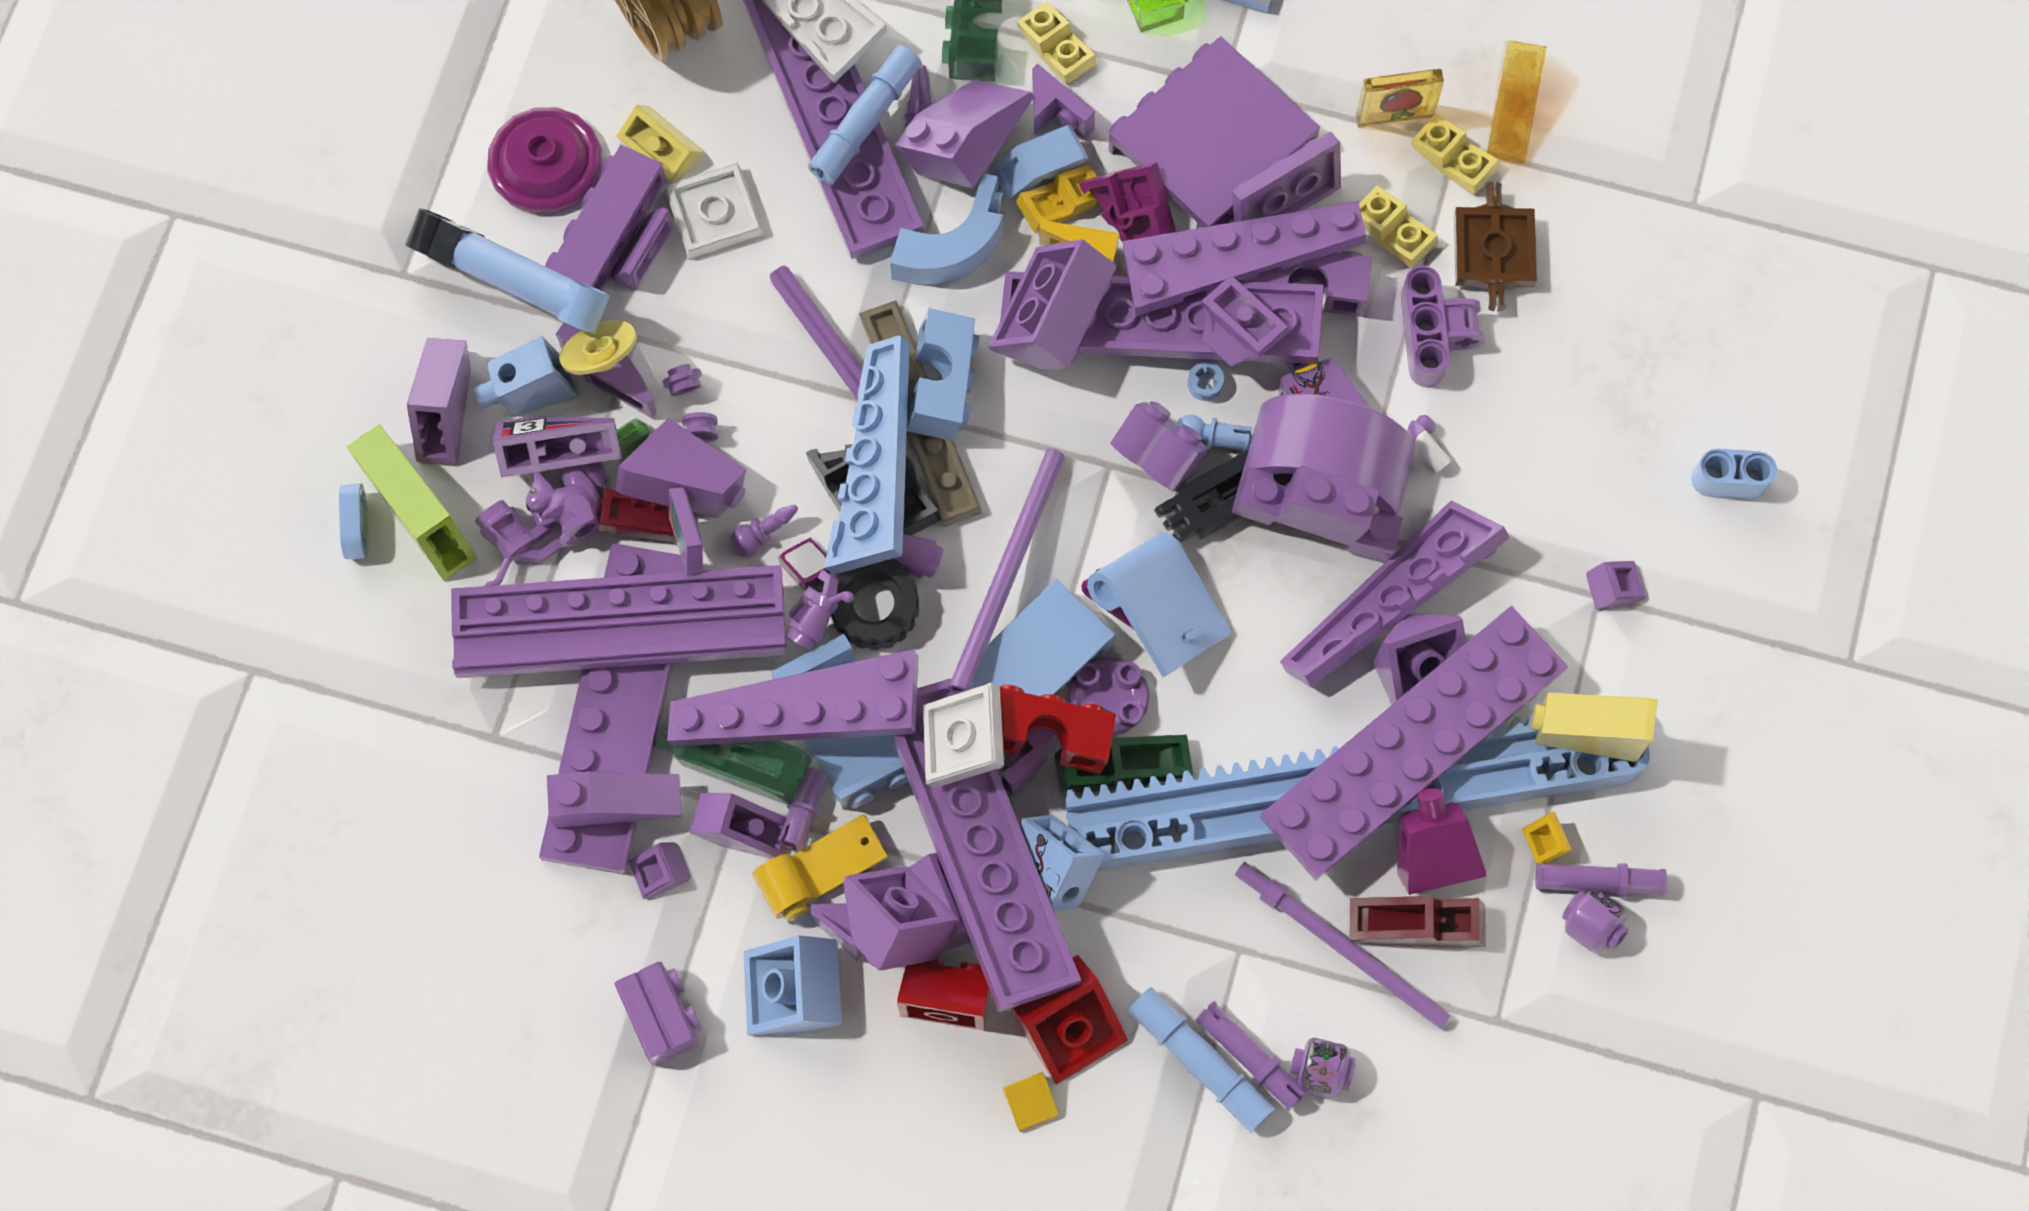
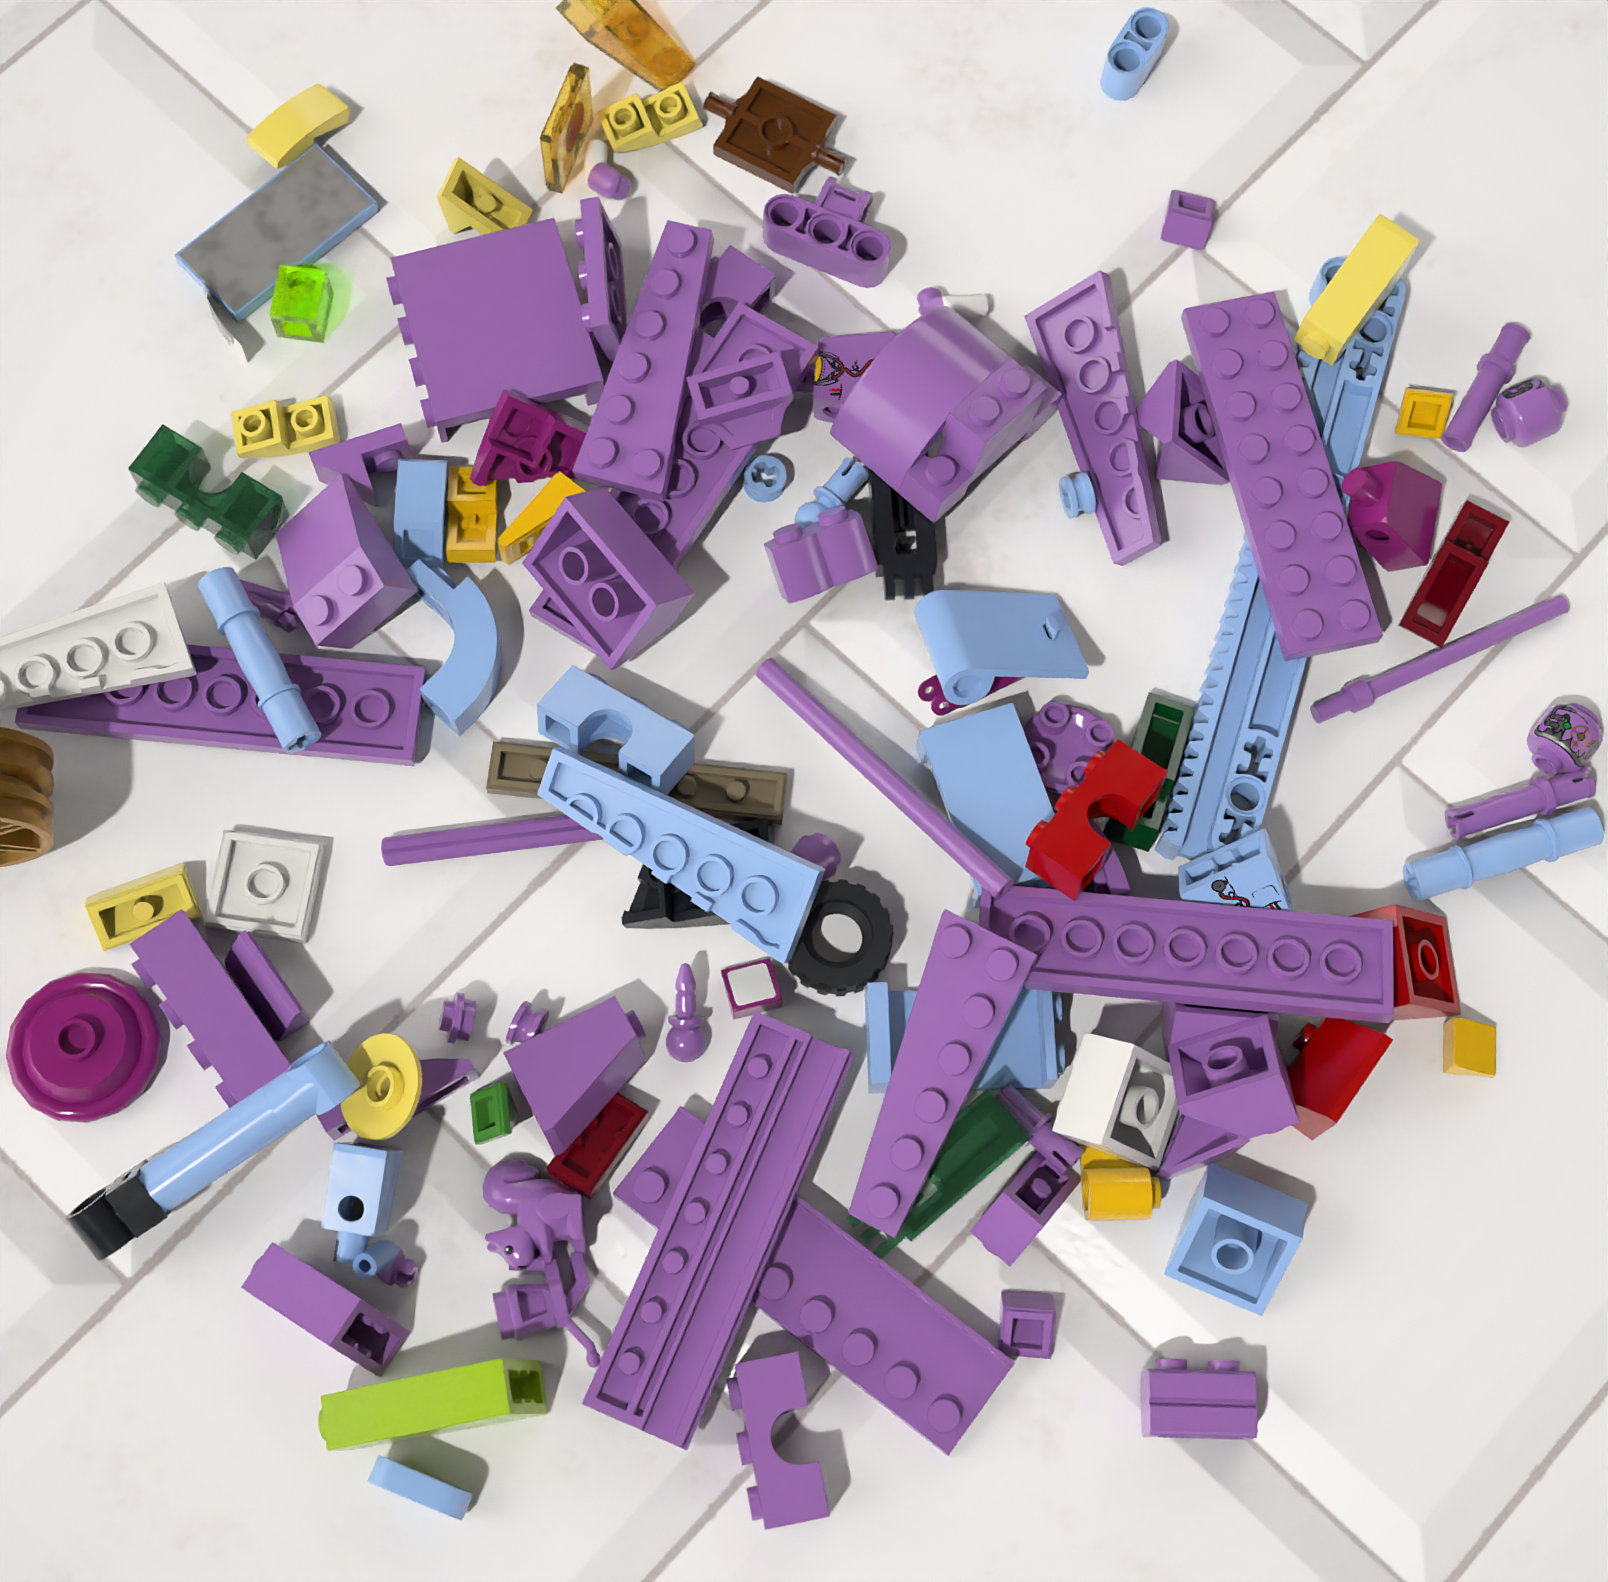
camera: 70 degrees left, 0 degrees up
(489, 414) = (387, 1262): none -> arm
(516, 711) = (783, 1490): none -> medium lavender arch
(553, 443) = (461, 1199): medium lavender slope -> none
(612, 798) = (933, 1332): medium lavender slope -> none
(685, 531) = (658, 1095): medium lavender tile -> none
(814, 610) = (833, 1007): medium lavender piece -> none
(841, 844) = (1119, 1101): none -> white slope
(963, 735) = (1073, 903): white tile -> none
(1304, 72) = (478, 202): none -> light yellow slope
(1319, 607) = (1077, 495): none -> light blue bush
(1385, 142) = (601, 176): none -> medium lavender arm
(1394, 229) = (713, 208): light yellow slope -> none

